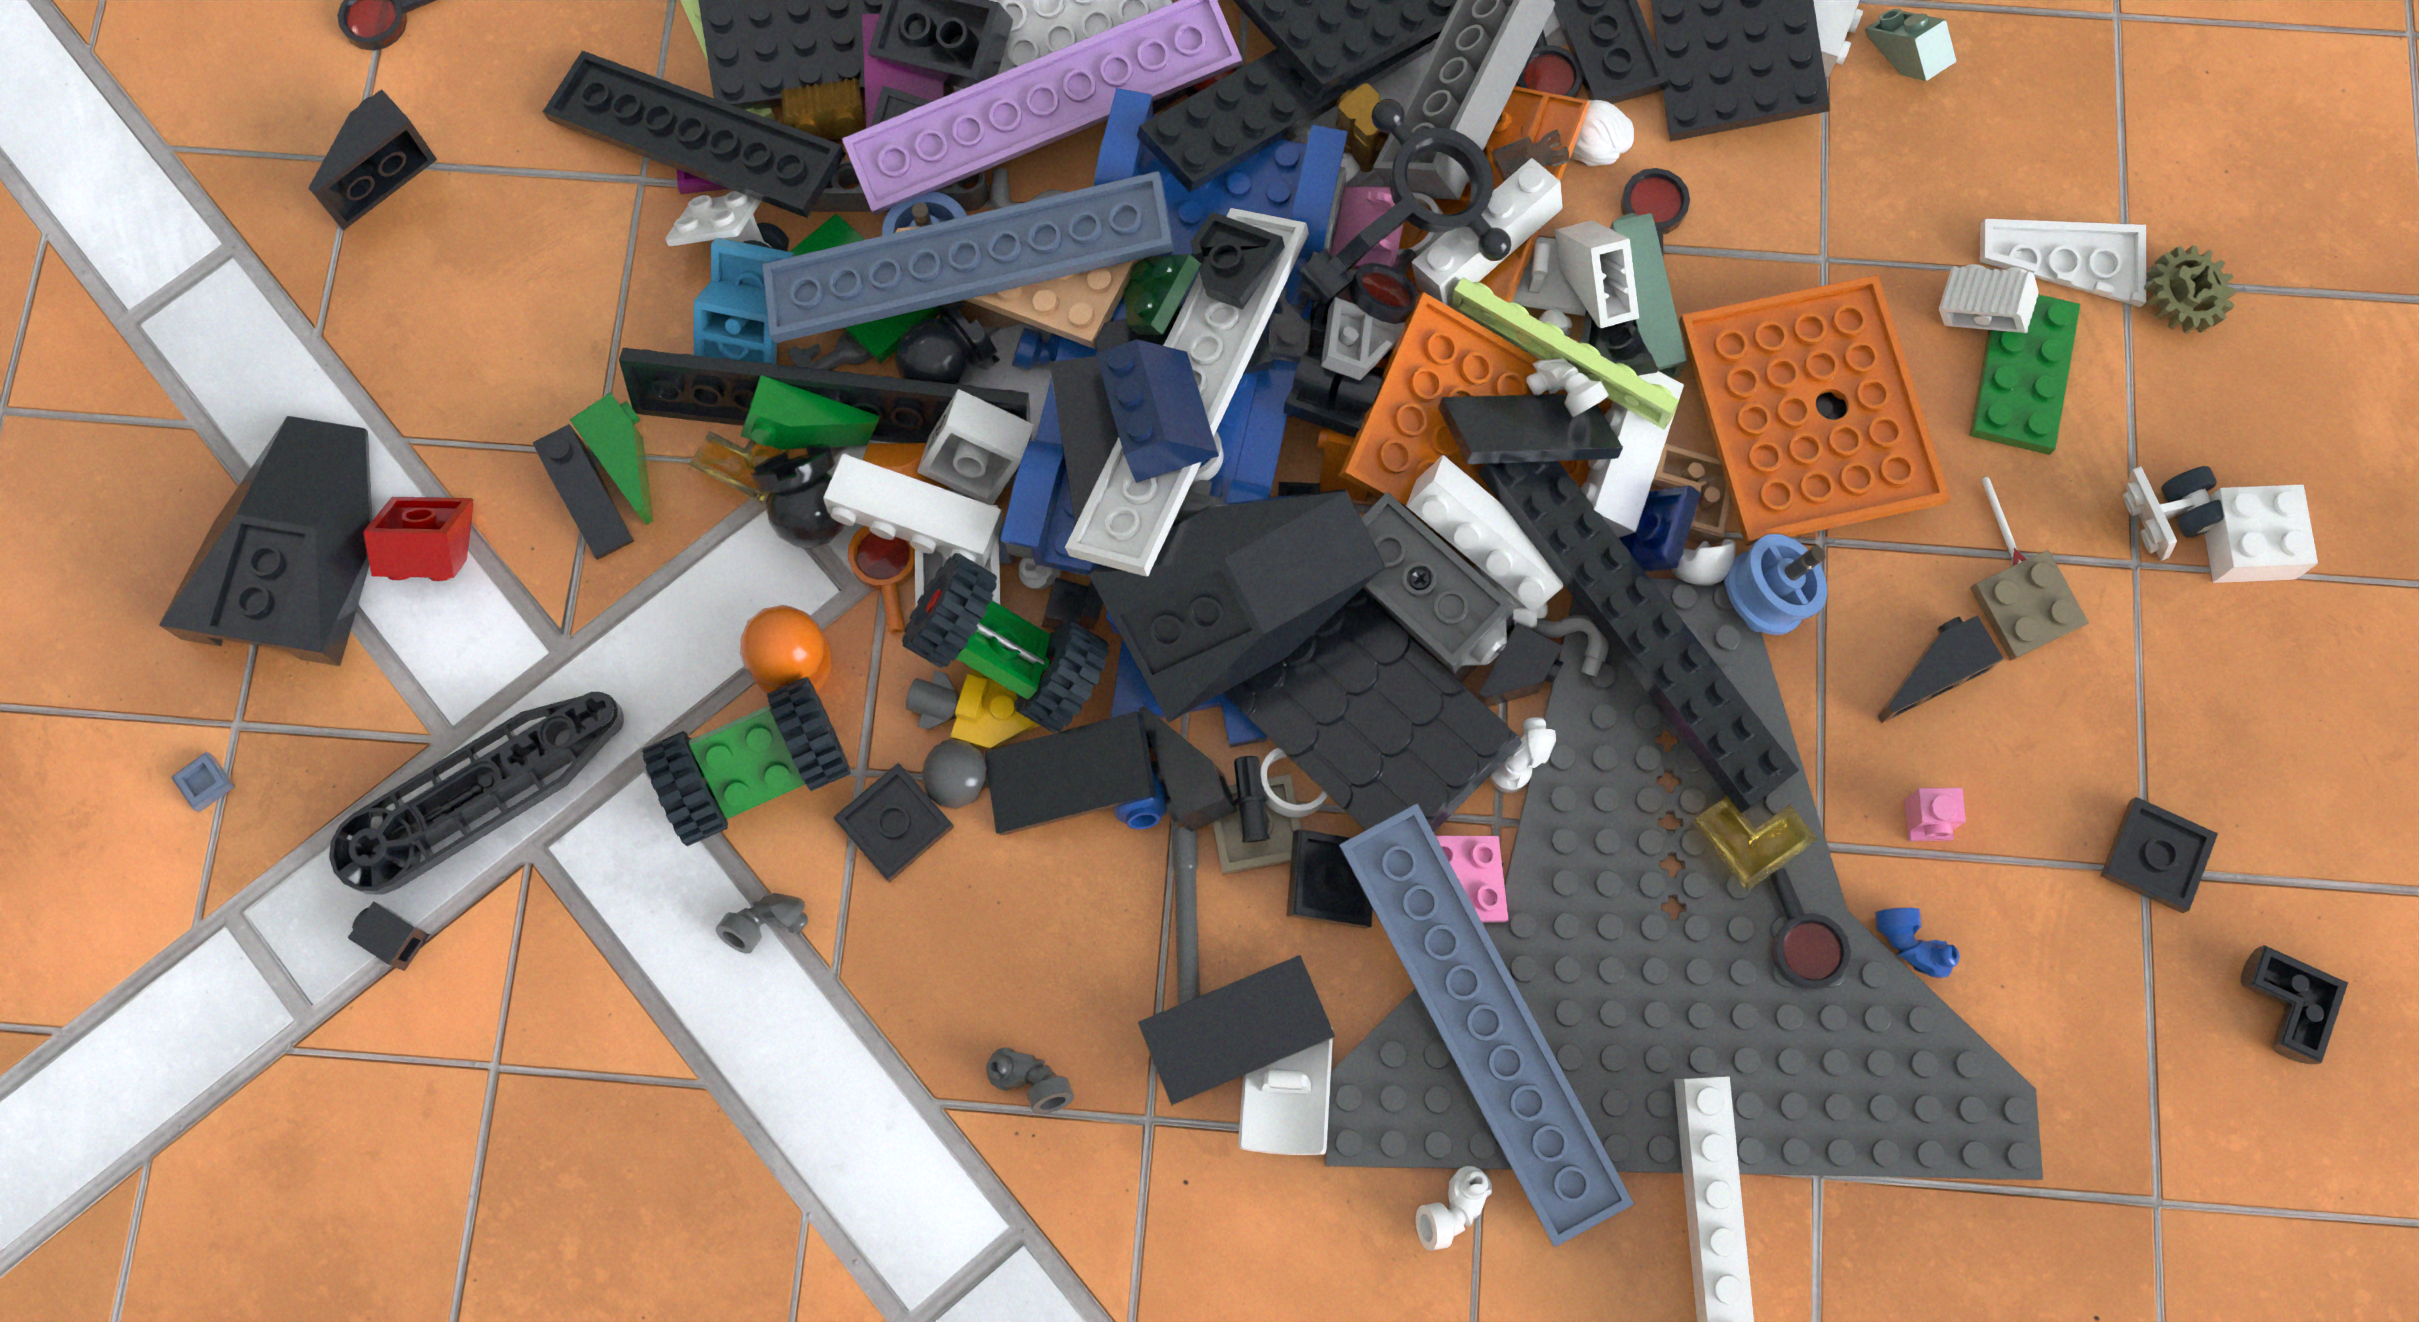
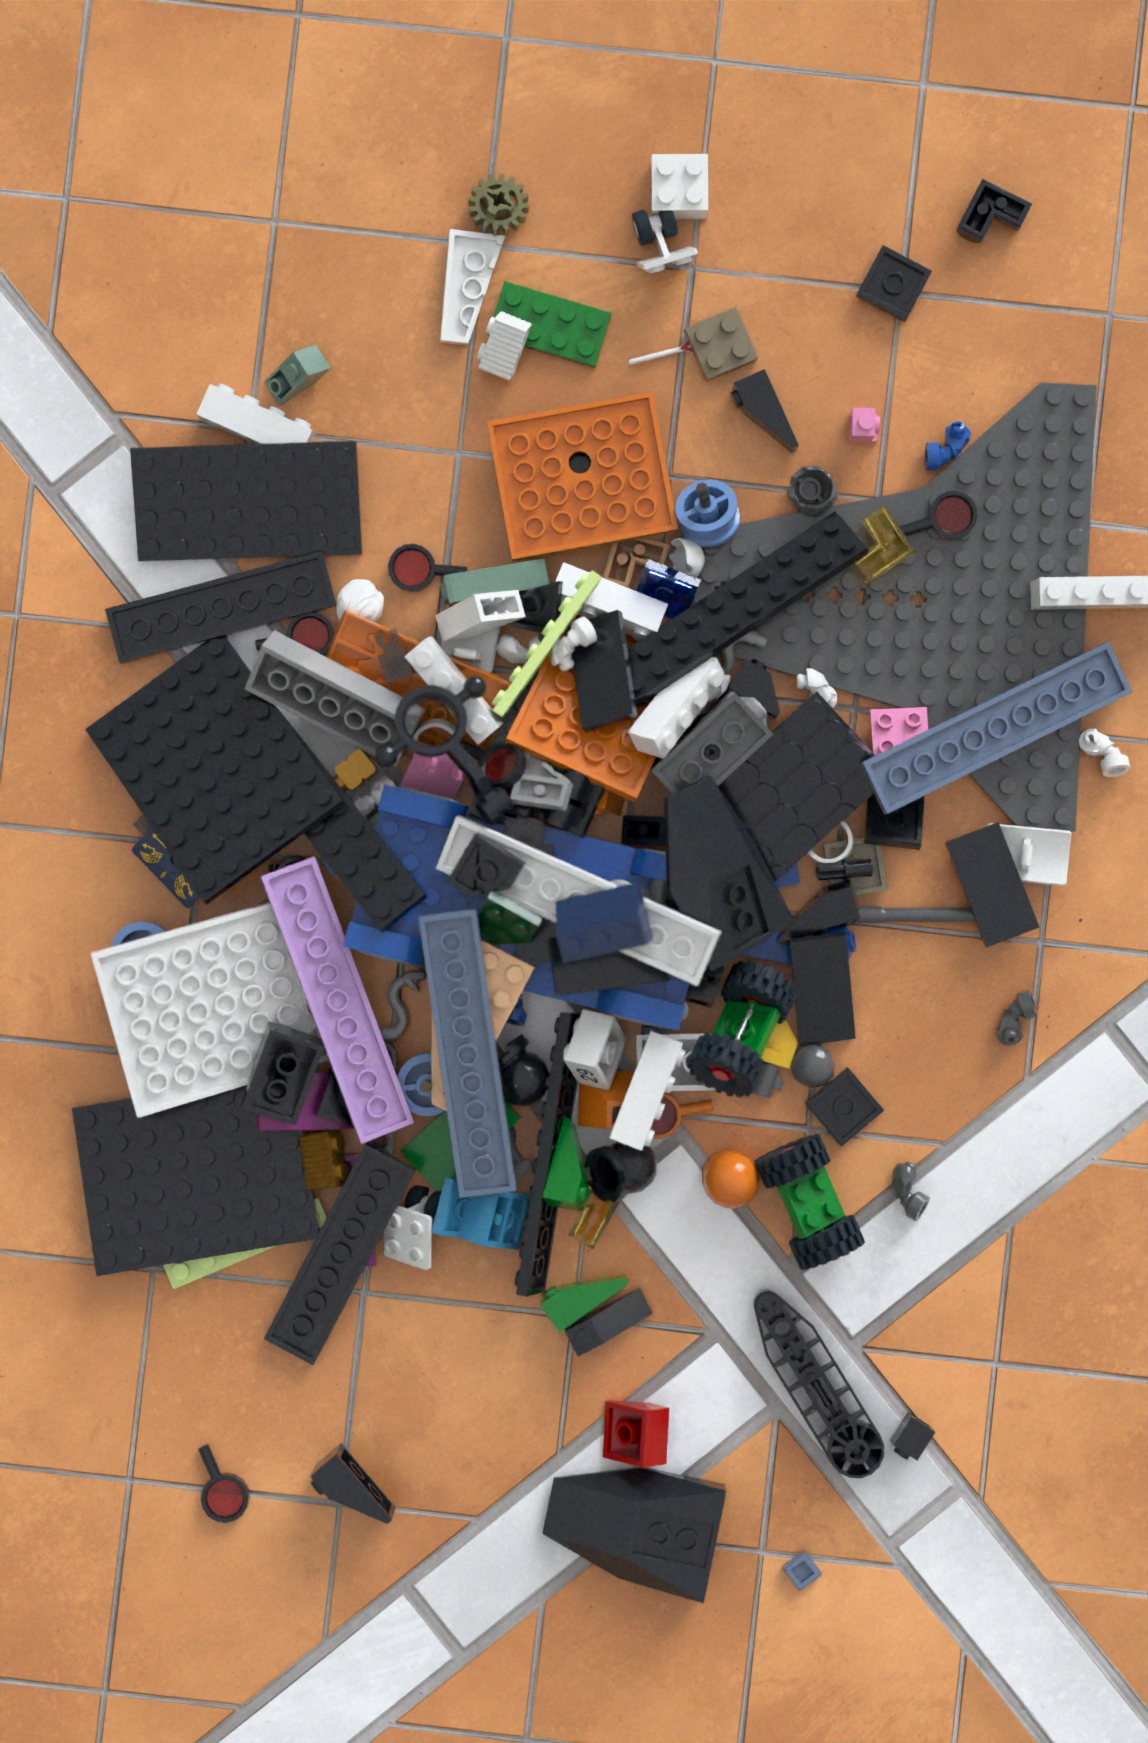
camera: 90 degrees left, 15 degrees up
(1826, 741) = (812, 490): none -> dark grey hair

